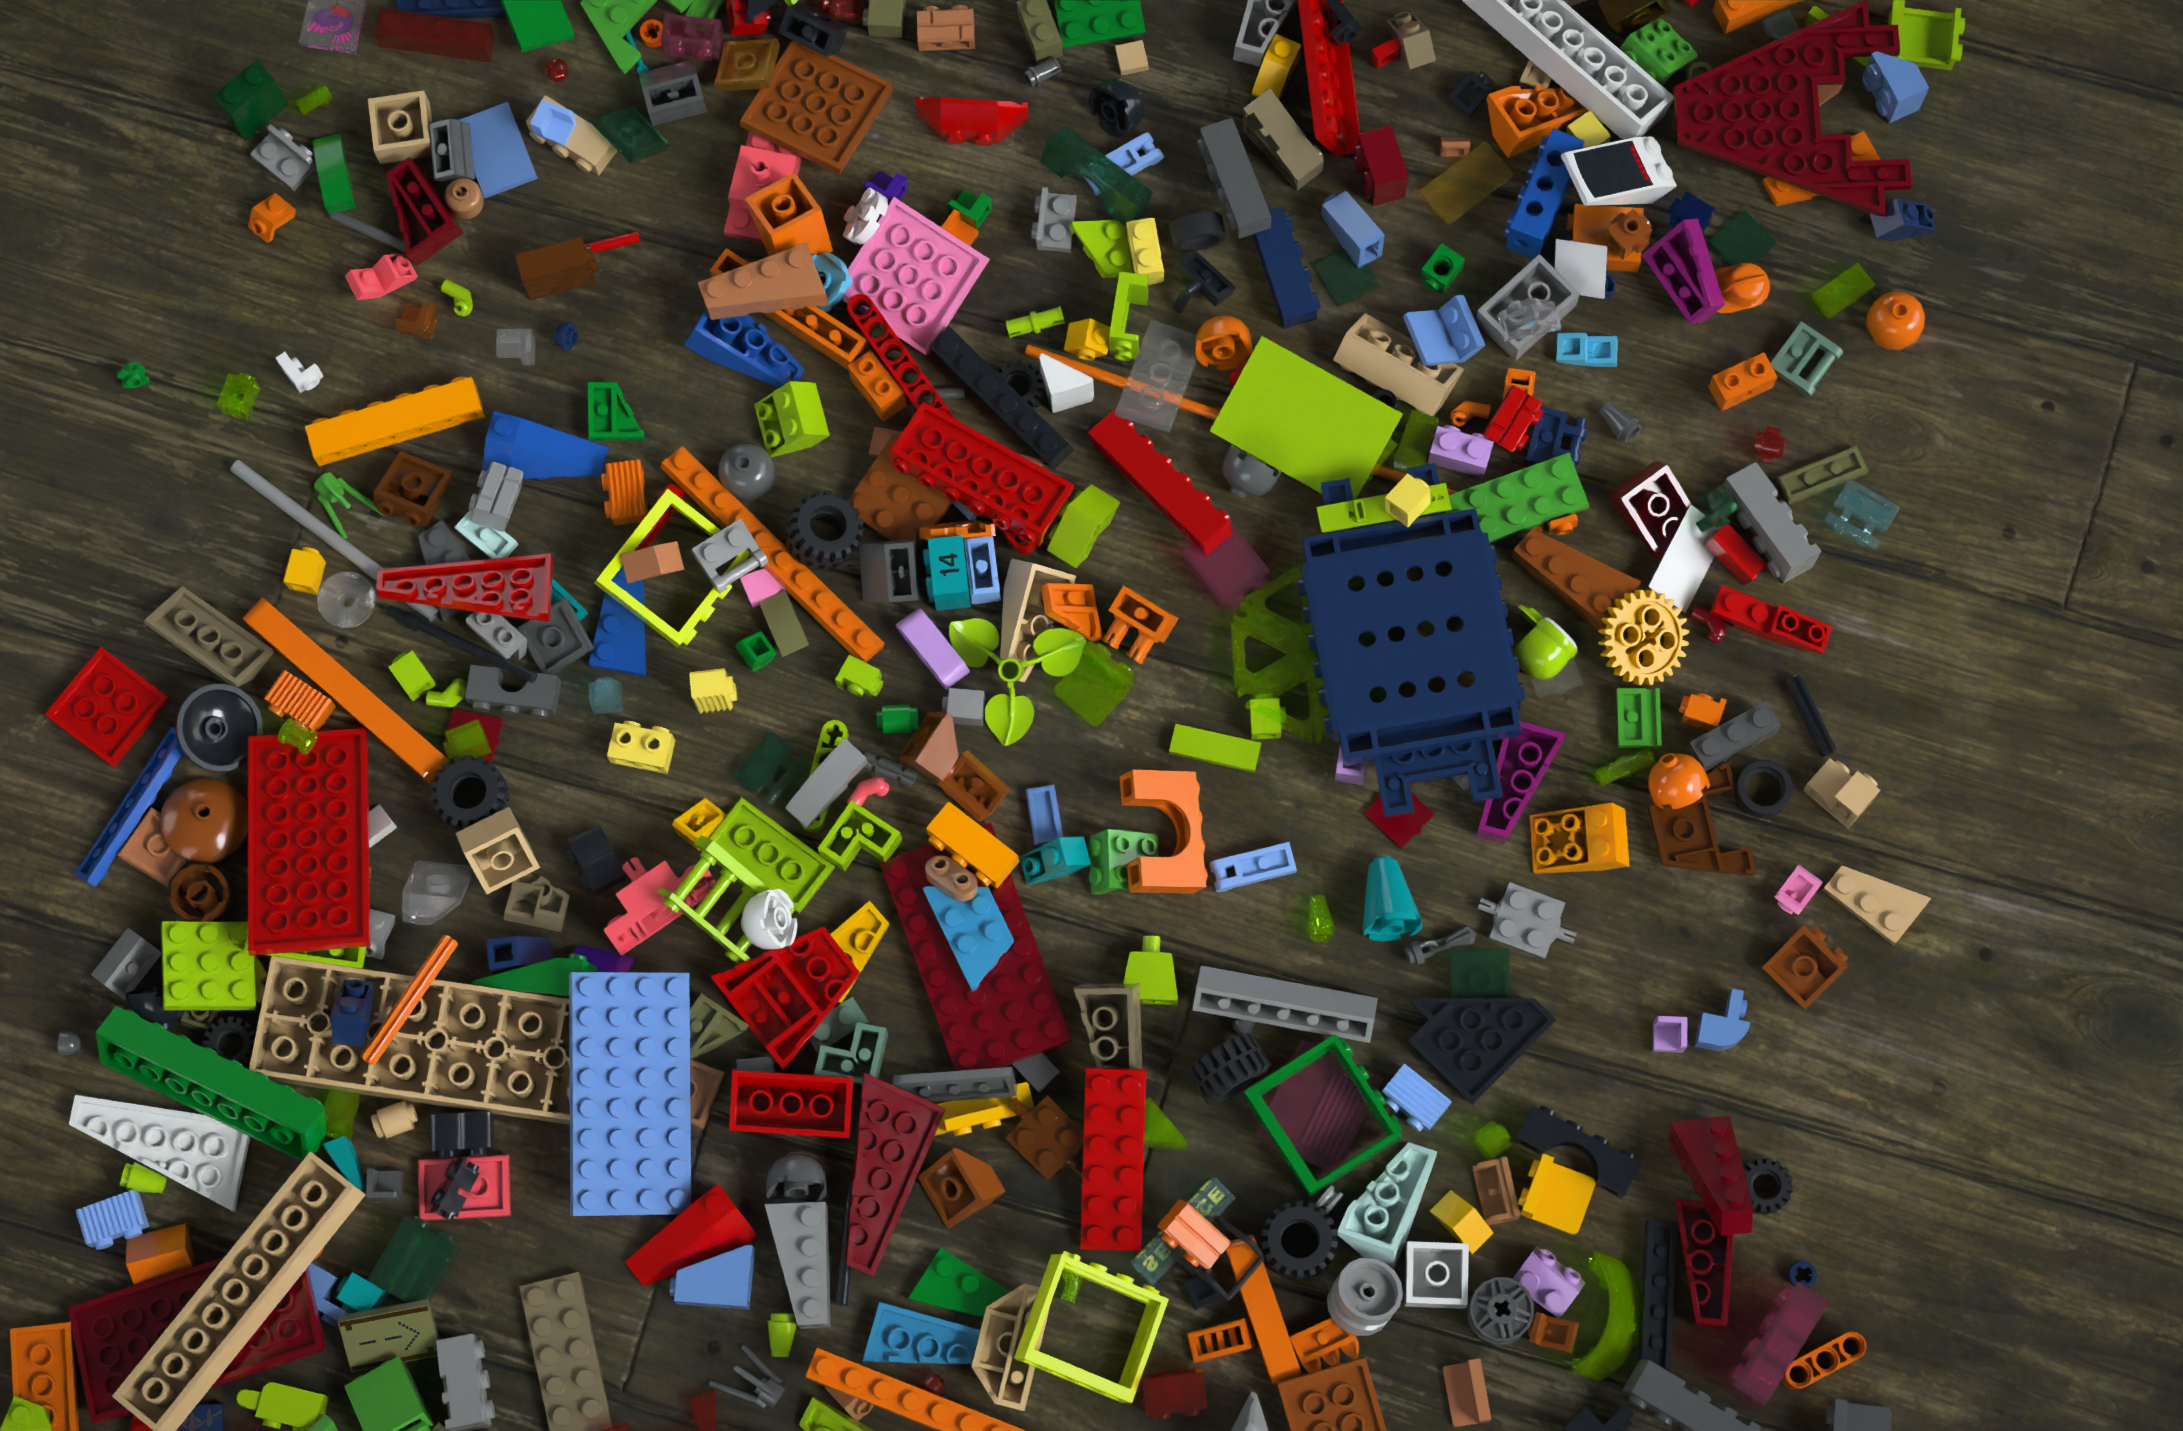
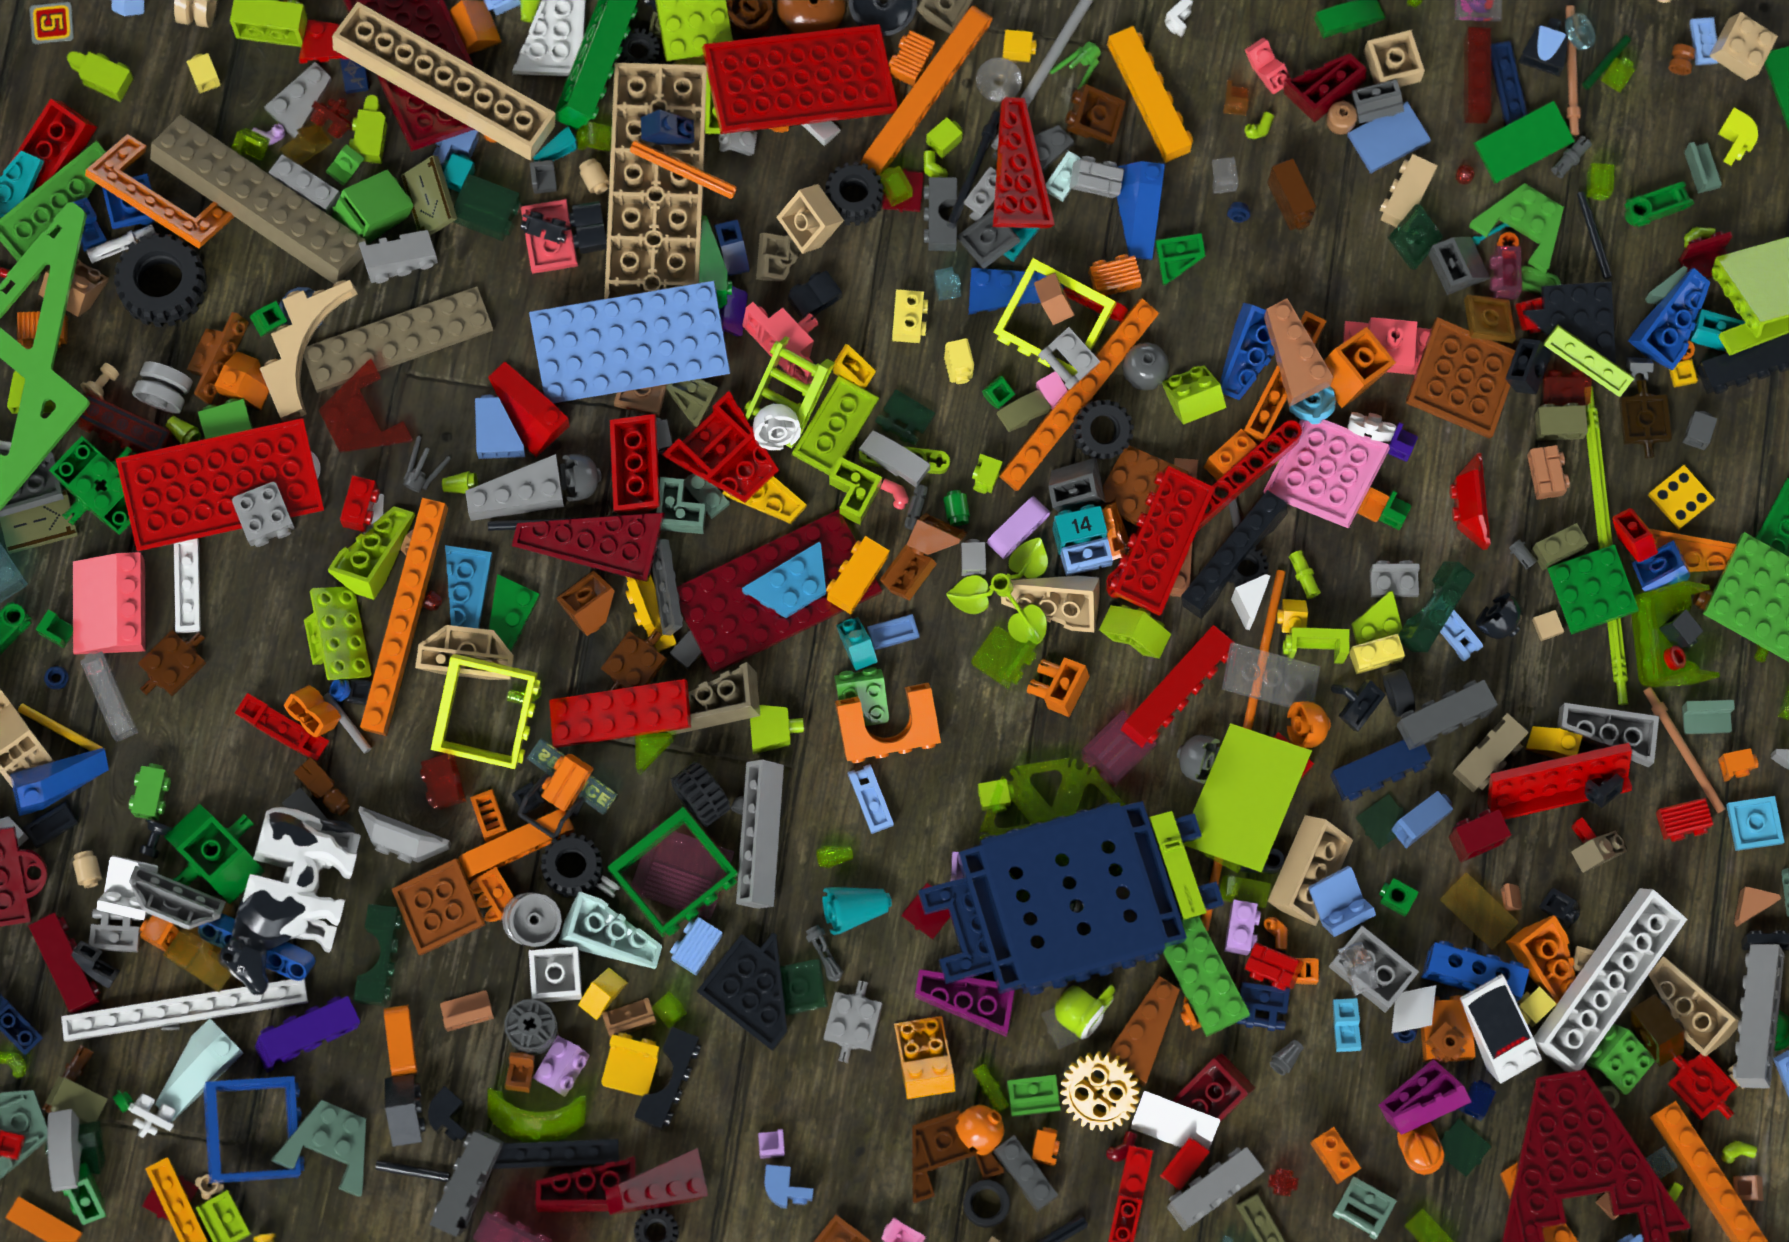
camera: 75 degrees right, 0 degrees up
(297, 736) = (882, 58): clear neon green bush -> none
(369, 230) = (1307, 48): dark grey bar -> none
(433, 891) = (774, 177): clear slope -> none
(553, 122) = (1412, 173): light blue panel -> none
(615, 242) = (1323, 236): red bar -> none
(947, 874) = (829, 560): medium nougat plate -> none
(1073, 607) = (1065, 631): orange wing -> none
(1215, 748) = (965, 758): lime tile -> none
(1408, 500) = (1184, 880): light yellow brick -> none
(1720, 506) = (1221, 1146): clear green bracket -> none

